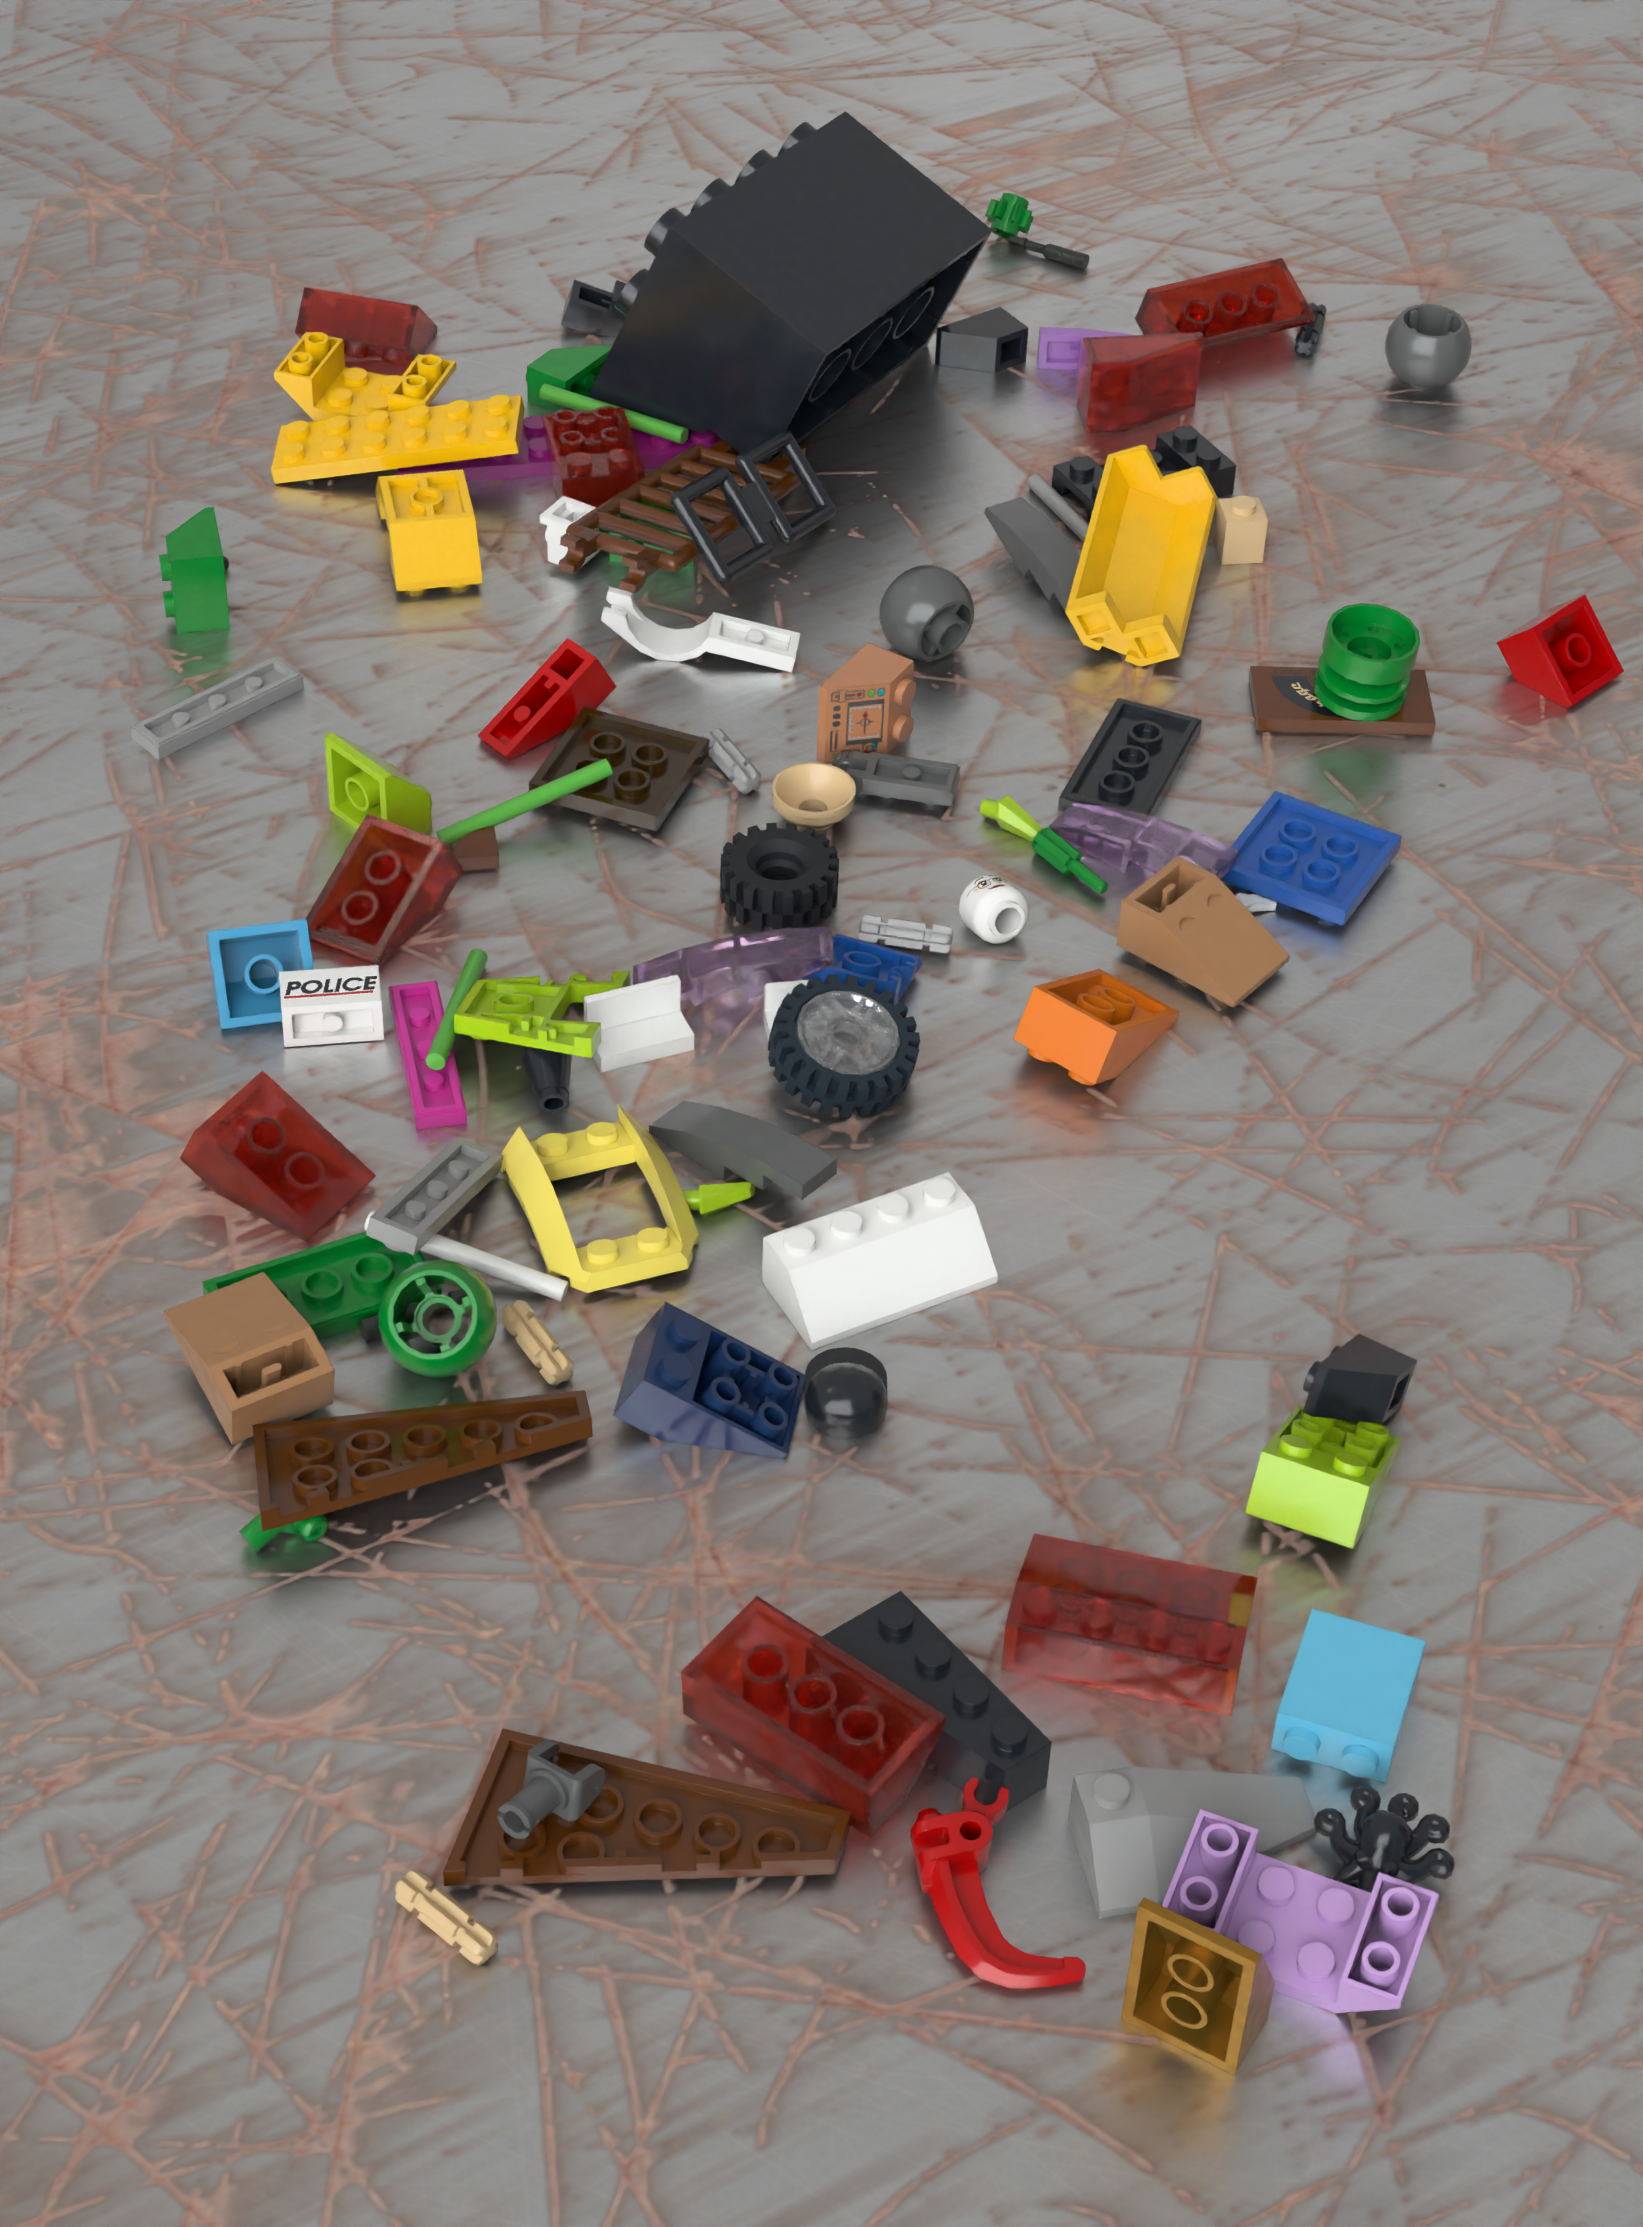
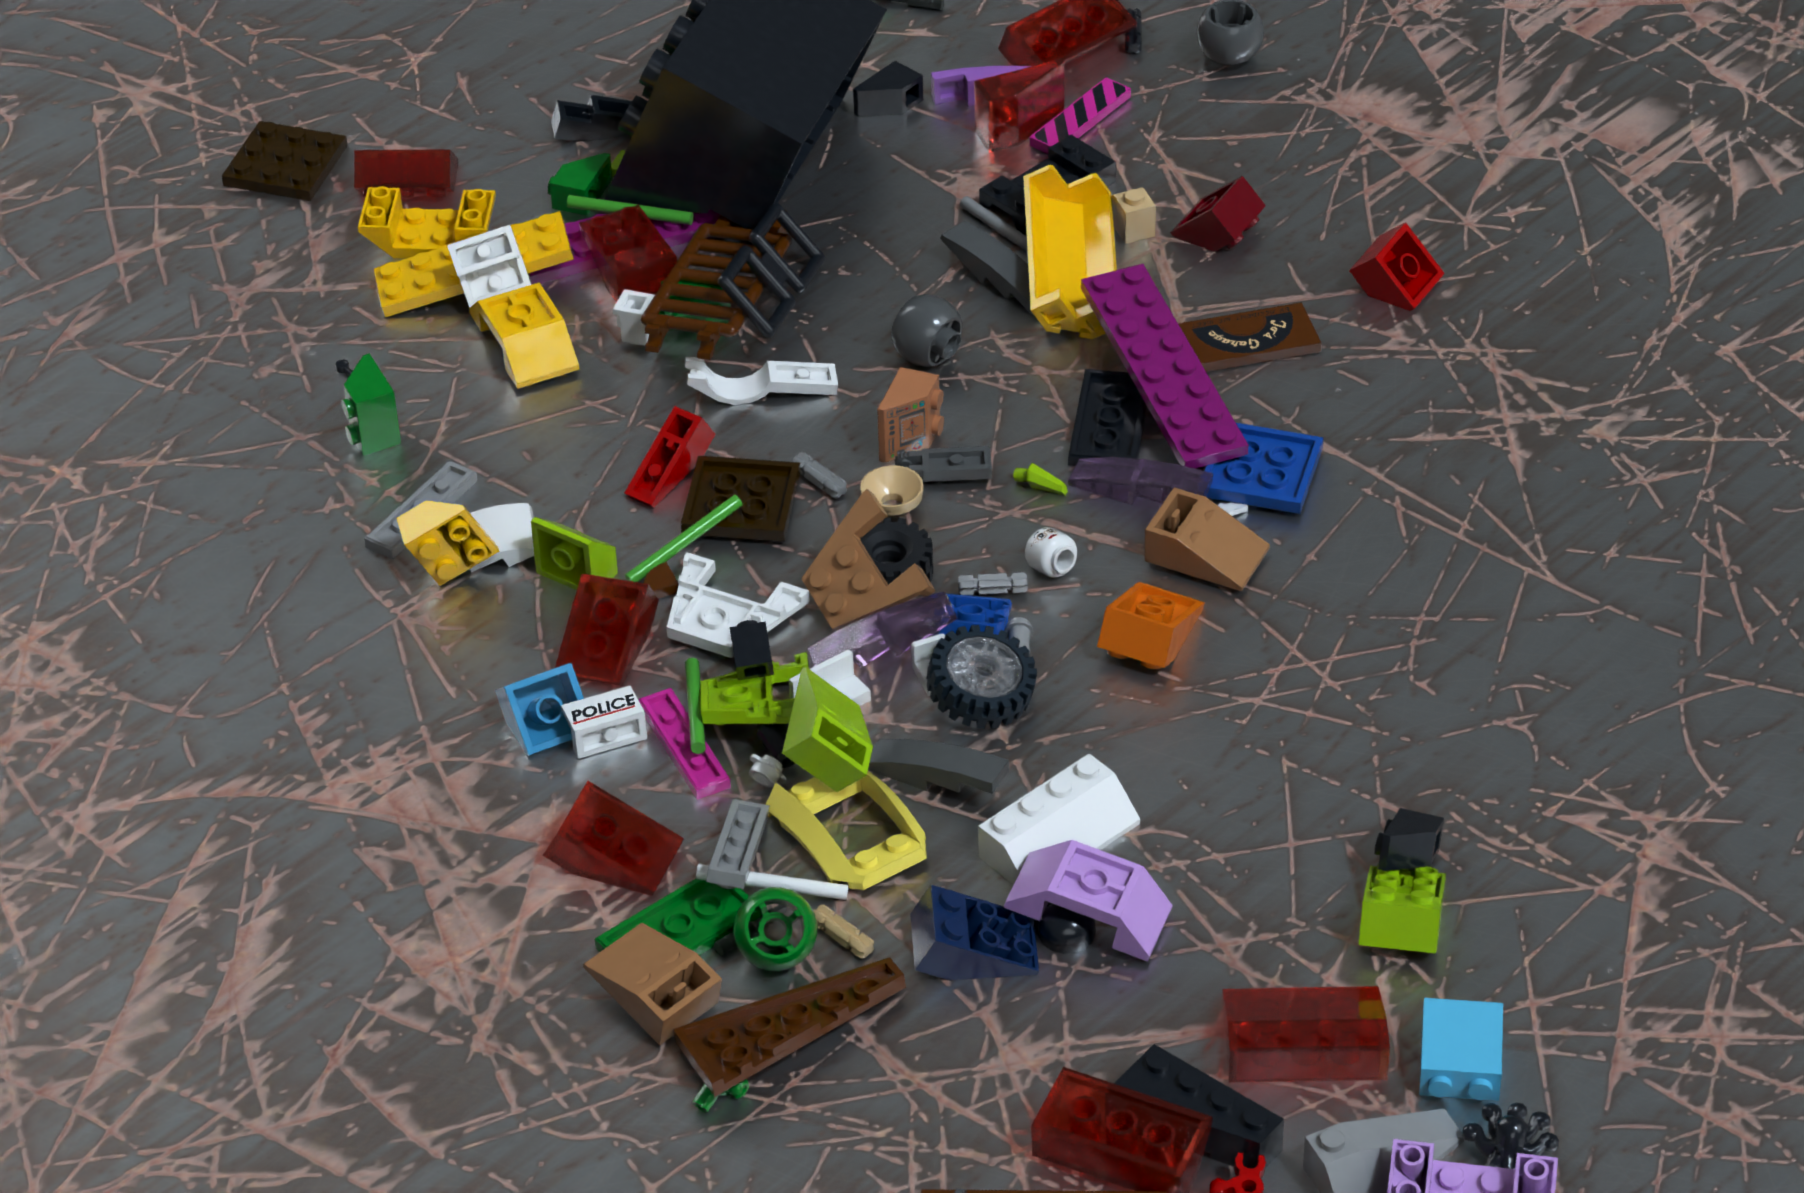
camera: 10 degrees left, 0 degrees up
(215, 742) = (445, 539): none -> yellow slope
(231, 294) = (284, 161): none -> dark brown plate
(291, 753) = (510, 530): none -> white slope
(409, 435) = (489, 264): none -> white slope
(517, 1109) = (766, 770): none -> white plate
(538, 911) = (704, 614): none -> white wing
(549, 950) = (751, 650): none -> black slope
(600, 1072) = (827, 733): none -> lime slope
(711, 886) = (847, 579): none -> medium nougat wing
(716, 1197) = (929, 803): lime bar -> none
(897, 1356) = (1096, 887): none -> lavender slope
(920, 1000) = (1021, 629): none -> light grey pin
(1066, 858) = (1088, 502): green axle -> none
(1215, 711) = (1164, 367): none -> magenta plate
(1217, 408) = (1082, 114): none -> dark pink tile
(1352, 552) = (1221, 216): none -> dark red slope
(1366, 662) = (1262, 308): green wheel -> none

